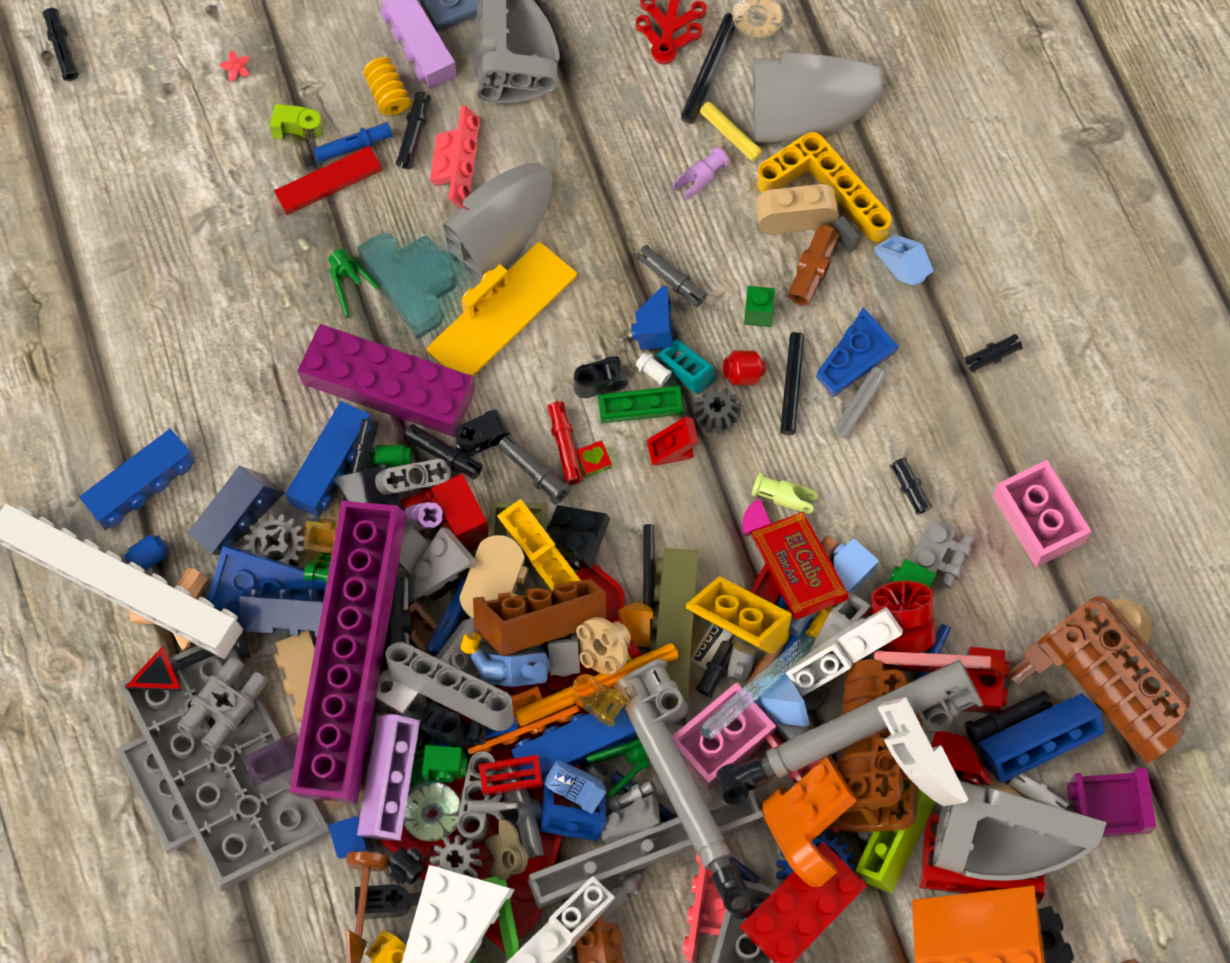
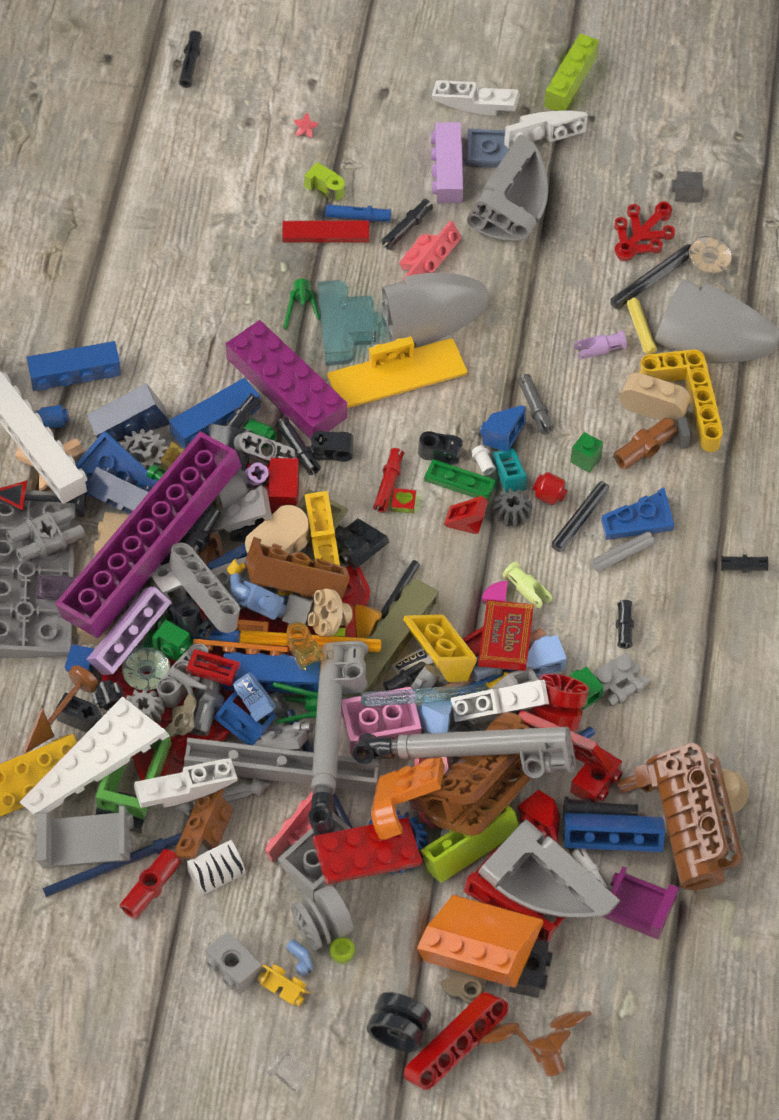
camera: 25 degrees right, 10 degrees down
(386, 87) = (404, 185): yellow piece -> none
(542, 477) = (358, 494): dark grey pin -> none
(905, 259) = (717, 470): light blue slope -> none
(923, 764) = (503, 790): white slope -> none
(1041, 513) = (709, 684): bright pink brick -> none

